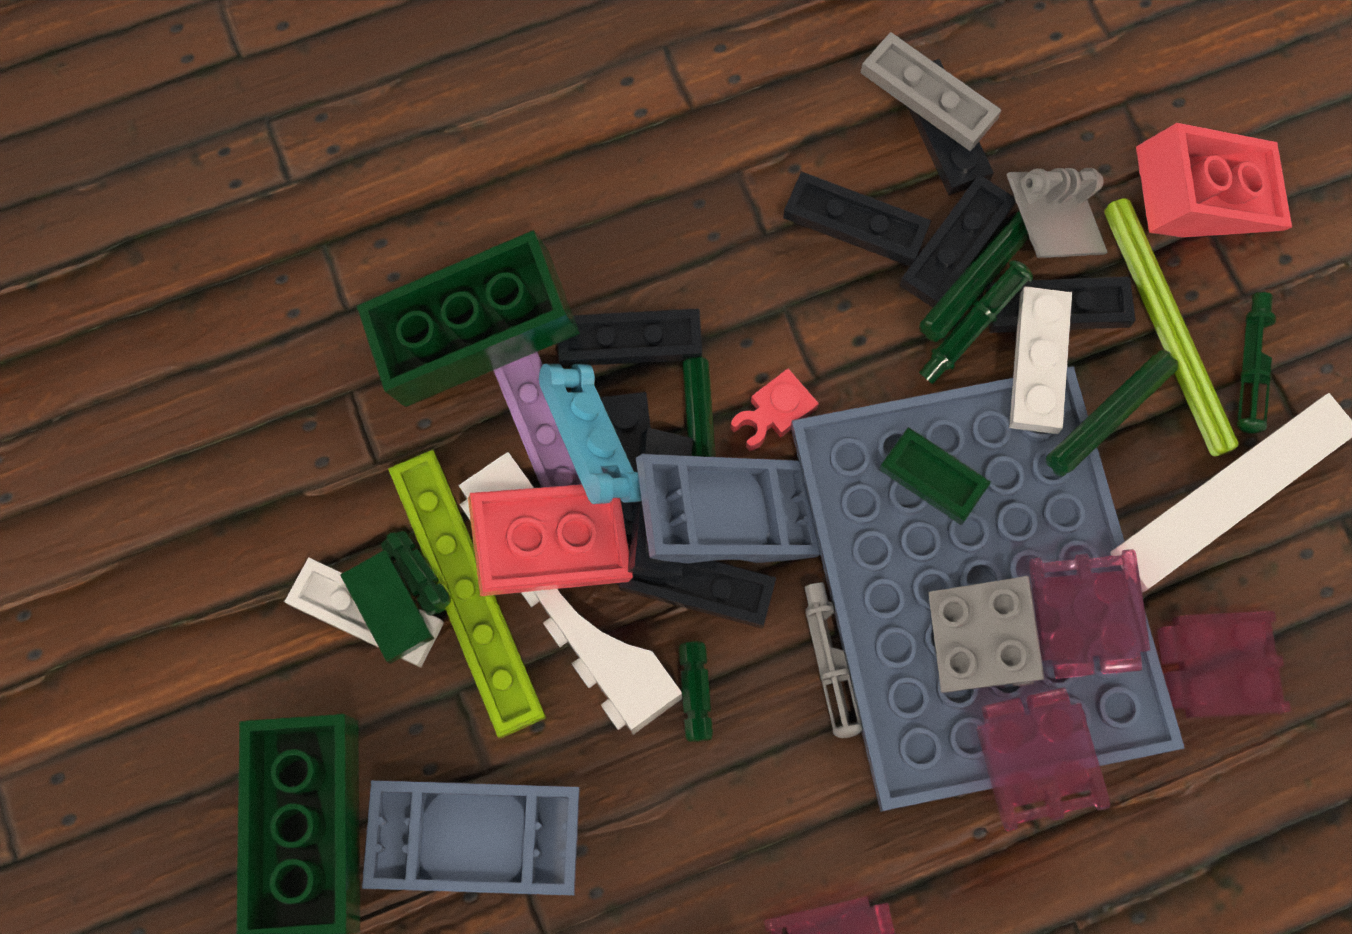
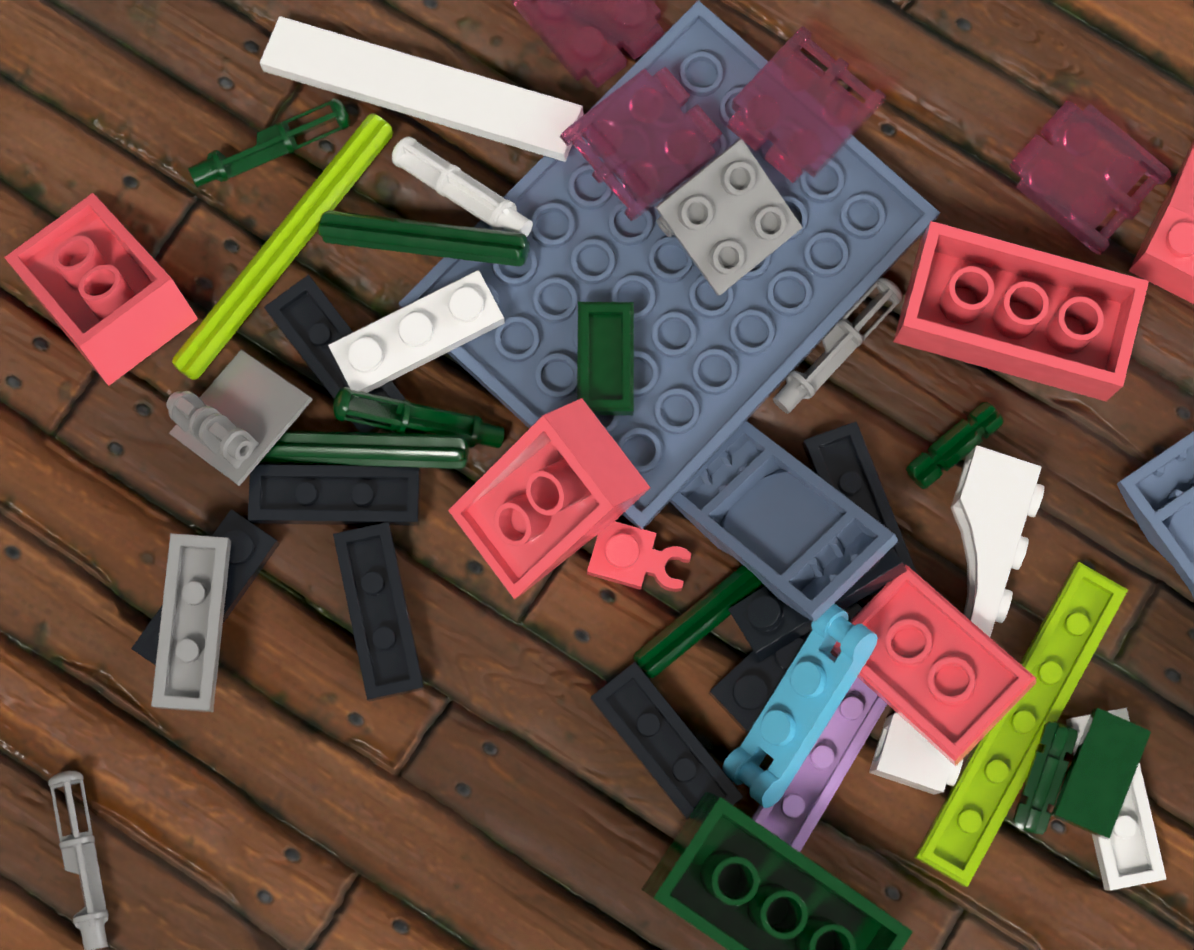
camera: 130 degrees left, 5 degrees up
(762, 808) = (1021, 311): none -> coral brick
(860, 372) = (548, 496): none -> coral slope
(1136, 465) = (459, 187): none -> white piece

